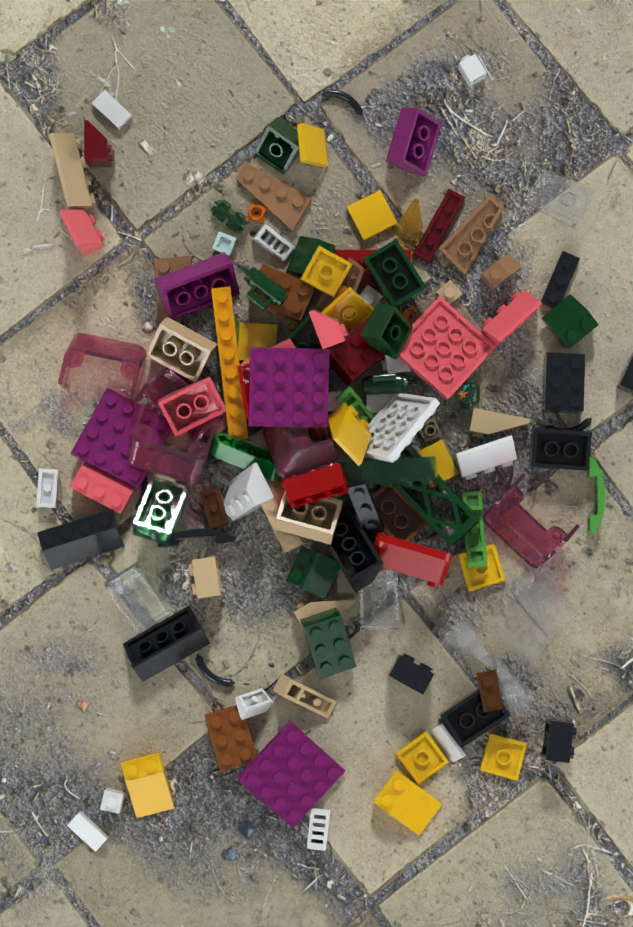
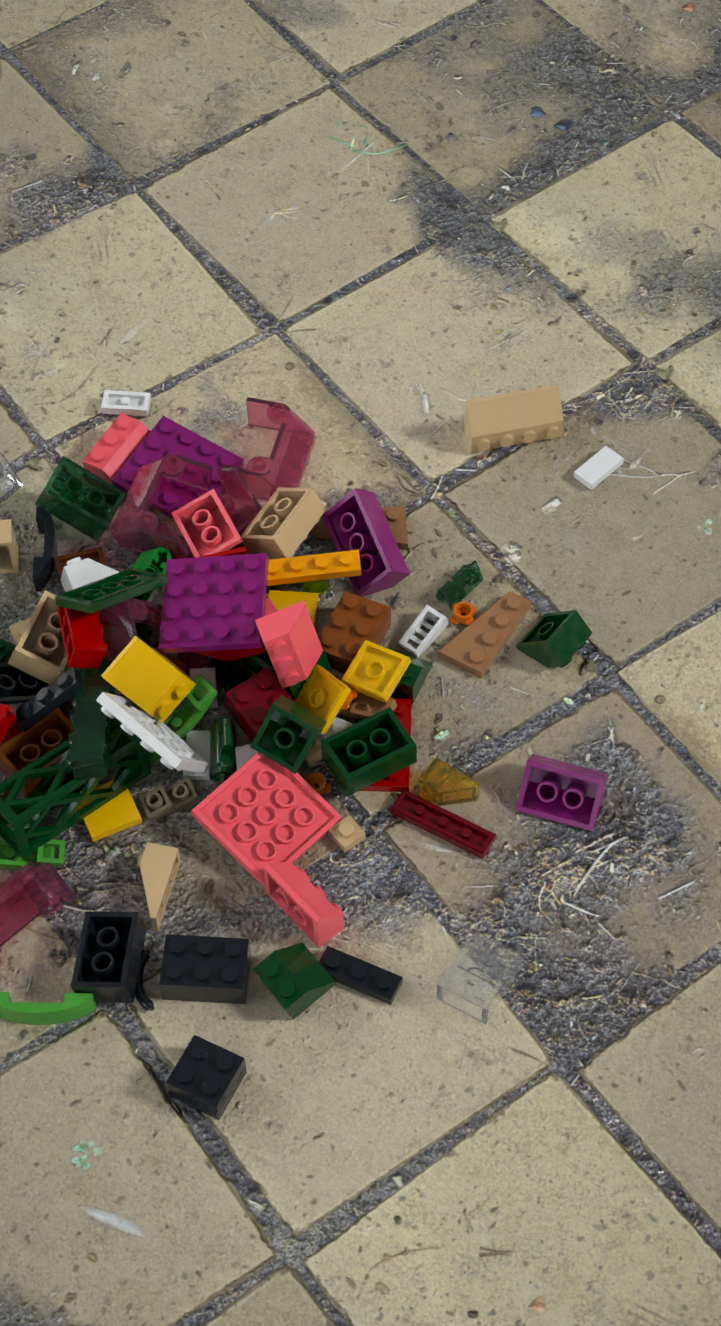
camera: 90 degrees right, 30 degrees down
(81, 539) = (58, 428): black slope -> none
(82, 230) = (437, 421): coral slope -> none
(96, 147) = (548, 441): dark red slope -> none
(224, 243) = (422, 577): light aqua plate -> none
(265, 287) = (354, 599): dark green piece -> none
(284, 464) = (111, 590): none -> dark green tile
(312, 145) = (552, 667): yellow tile -> none
(344, 96) = (624, 717): black piece -> none
(371, 215) = (459, 742): yellow tile -> none
(468, 238) = (426, 858): medium nougat wing -> none
(468, 395) = (199, 847): clear green head -> none
(471, 69) = (668, 865): white brick -> none
(486, 457) = (107, 864): white slope -> none
(500, 271) = (373, 894): medium nougat slope -> none

